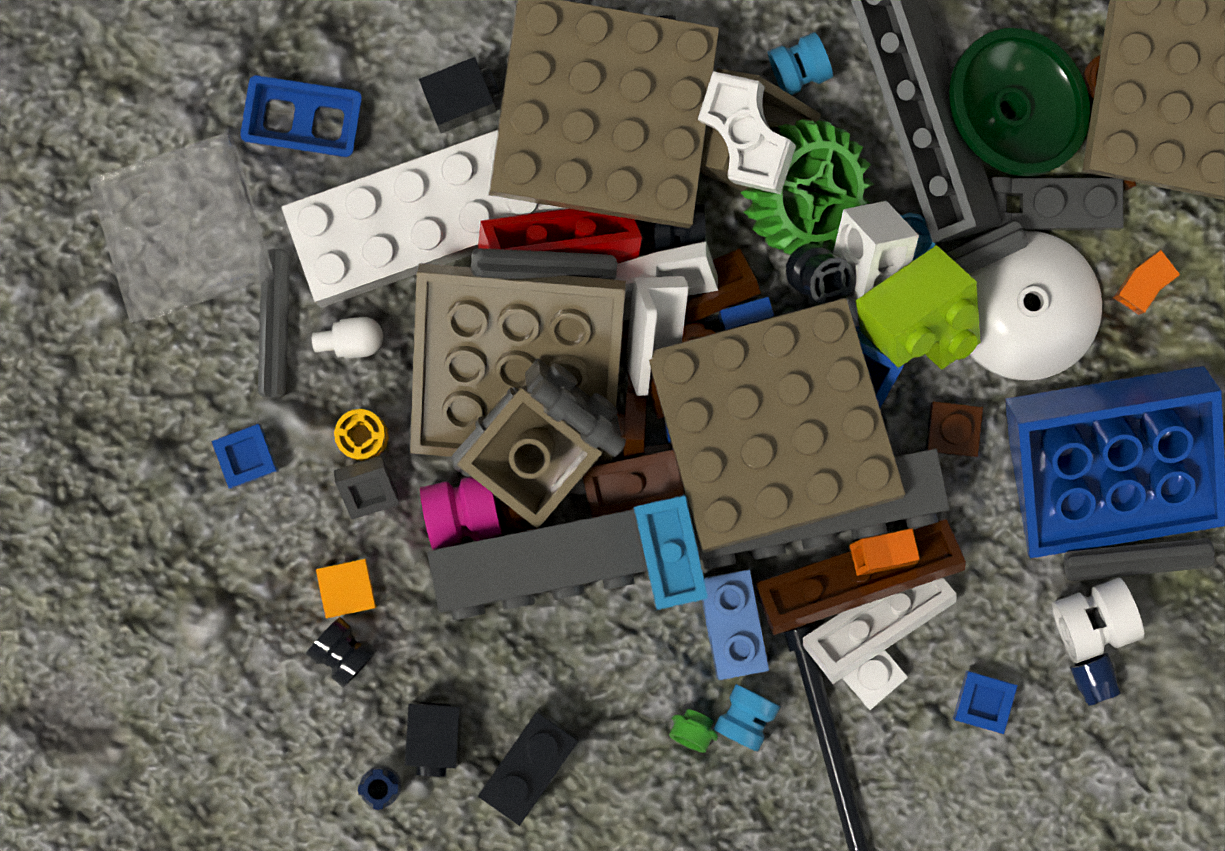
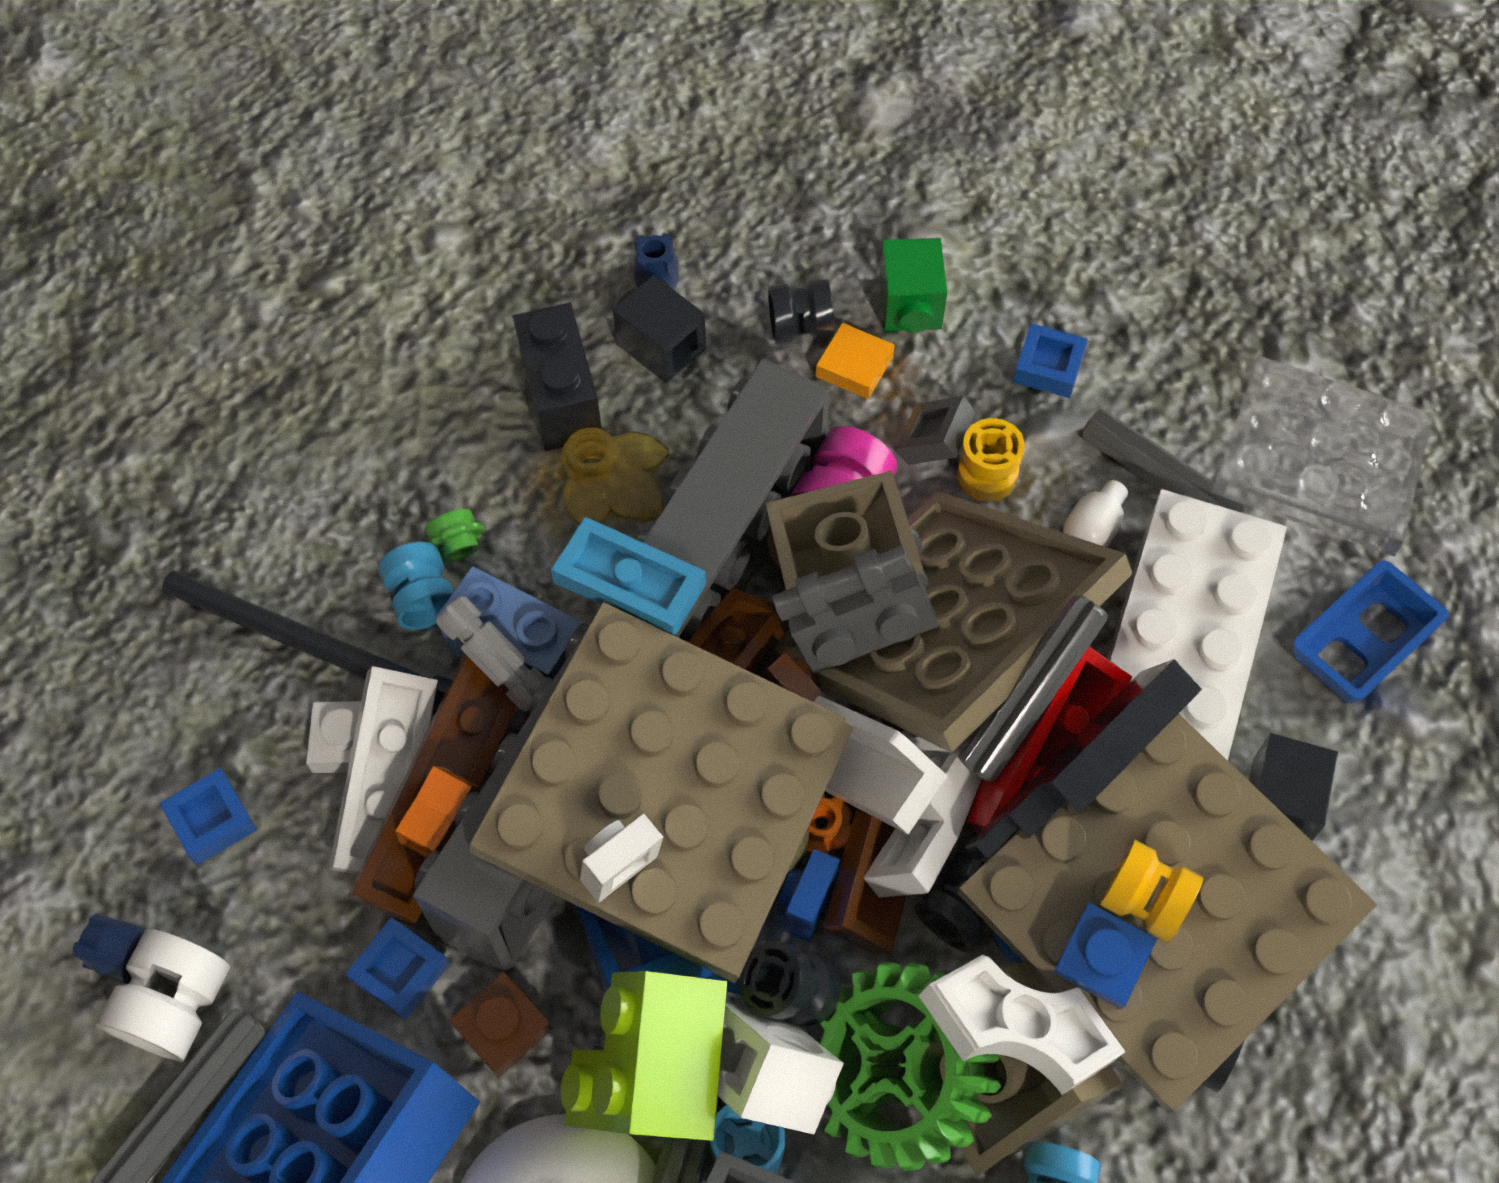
camera: 130 degrees right, 25 degrees down
(258, 592) = (913, 284): none -> green brick
(560, 203) = (1093, 755): none -> black piece
(569, 664) = (616, 483): none -> clear yellow plate
(624, 111) = (1136, 881): none -> yellow wheel
(673, 115) = (1105, 955): none -> blue plate
(769, 607) = (490, 651): none -> light grey axle
(850, 400) = (618, 855): none -> white plate
(975, 510) = (398, 968): none -> blue plate

